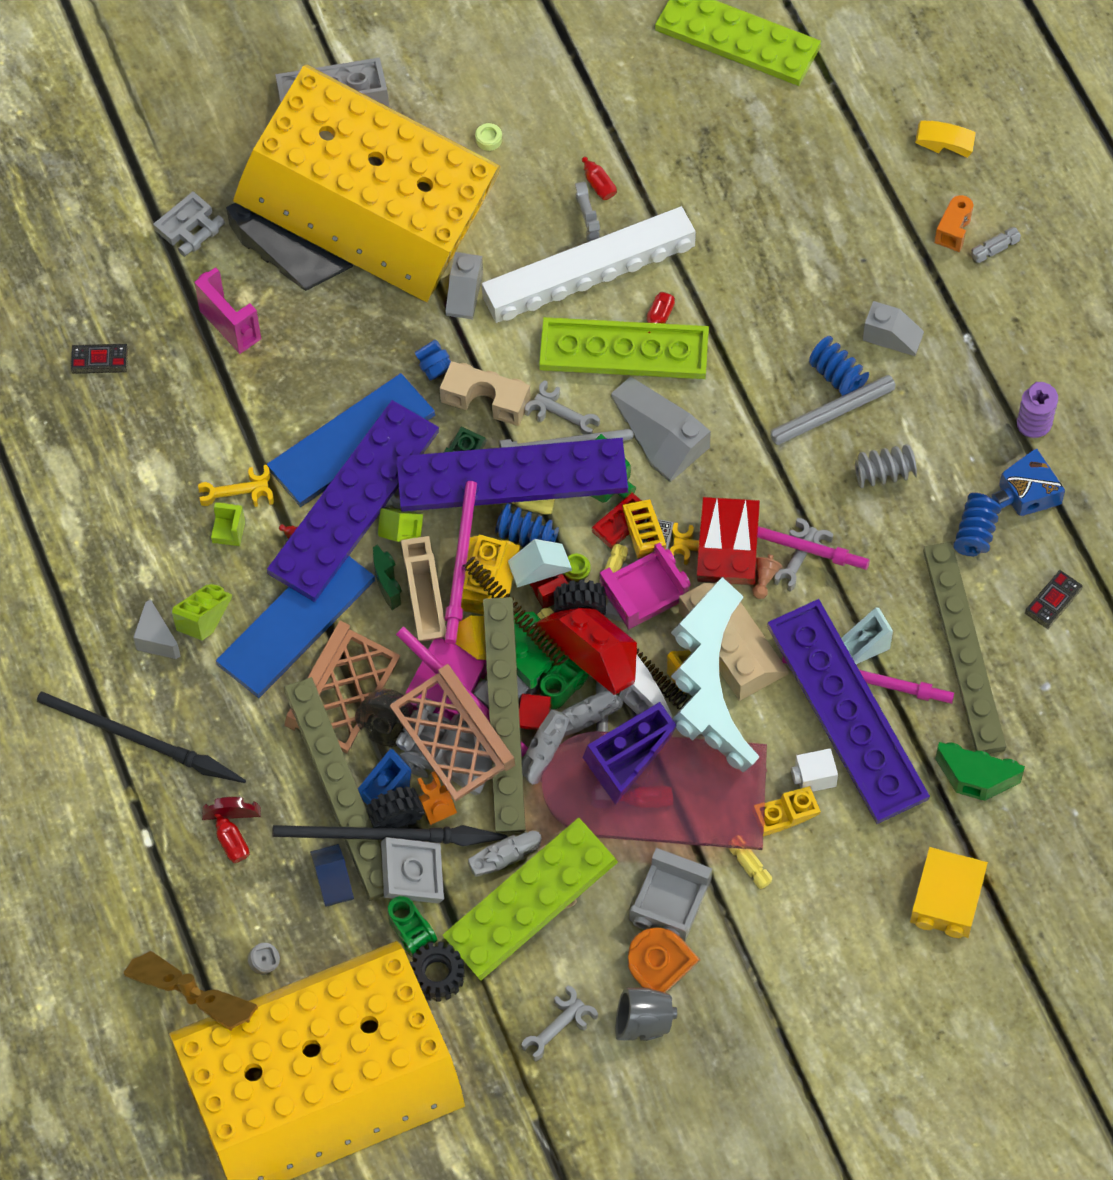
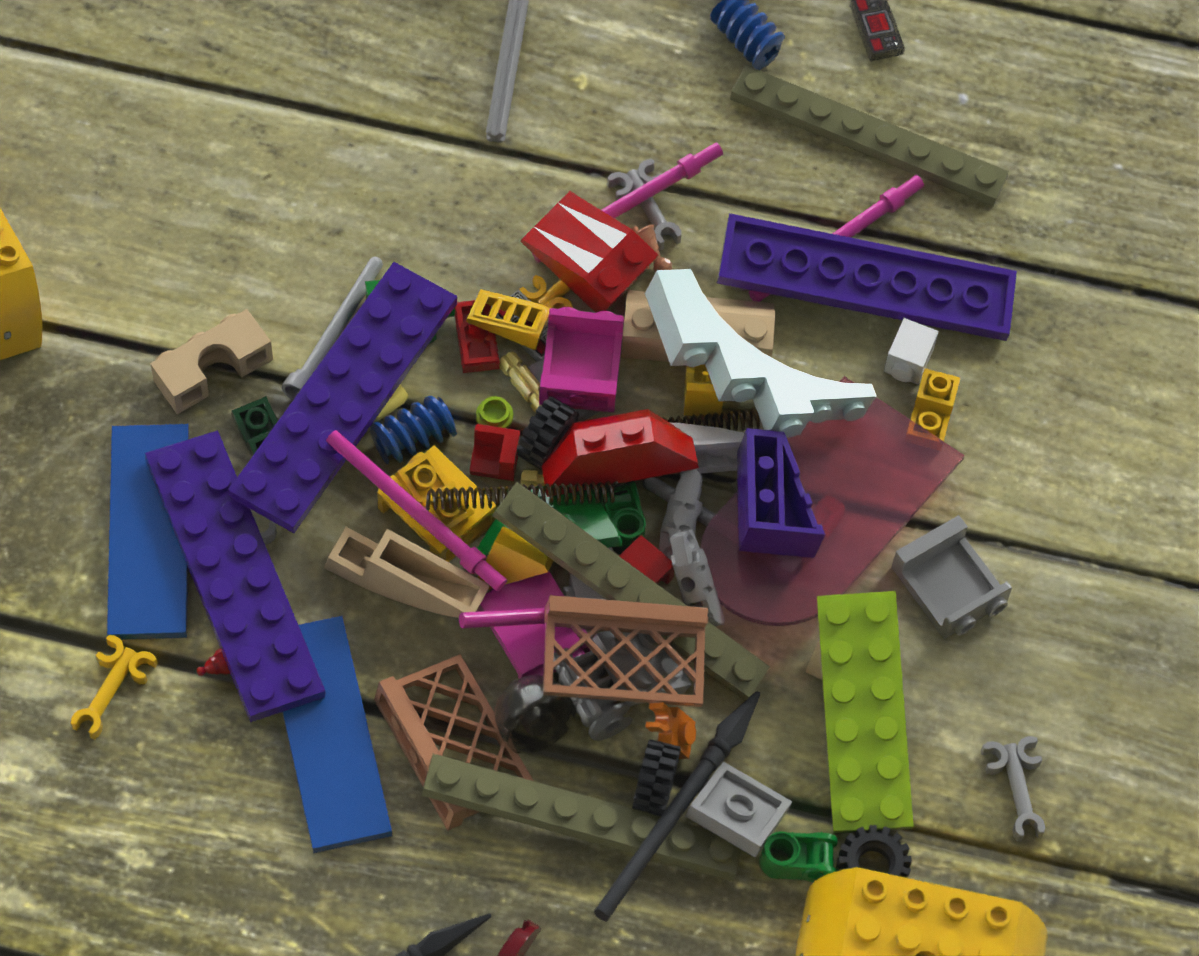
camera: 60 degrees left, 0 degrees up
(153, 634) = (227, 890): light grey slope -> none
(201, 611) = (243, 820): lime slope -> none
(228, 524) = (151, 723): lime panel -> none
(332, 875) = (673, 896): dark blue slope -> none
(385, 577) = (339, 600): dark green slope -> none
(387, 775) = (610, 764): blue slope -> none
(399, 525) = (301, 551): lime panel -> none
(433, 359) = (126, 383): blue piece -> none
(464, 285) = (64, 295): light grey slope -> none
(504, 853) = (783, 704): light grey hinge -> none
(538, 561) = (475, 440): light aqua slope -> none
(546, 401) = (270, 315): light grey bar -> none
(588, 214) = (94, 123): light grey bar -> none
(588, 264) = (142, 165): white brick -> none
(599, 179) = (43, 87): red piece -> none
(624, 348) = (270, 199): lime plate -> none
(644, 1014) = (1074, 685): dark grey helmet -> none
(659, 958) = (1021, 635): orange tile -> none
(660, 308) = (255, 139): red piece -> none
(663, 429) = (402, 225): light grey wedge -> none
(752, 866) = (972, 482): light yellow axle -> none
(835, 368) = (466, 25): blue piece -> none
(869, 637) = (798, 198): light aqua slope -> none
(885, 465) = (616, 60): light grey piece -> none
(948, 893) = (1137, 324): yellow panel -> none
(977, 772) = (1017, 215): green slope -> none

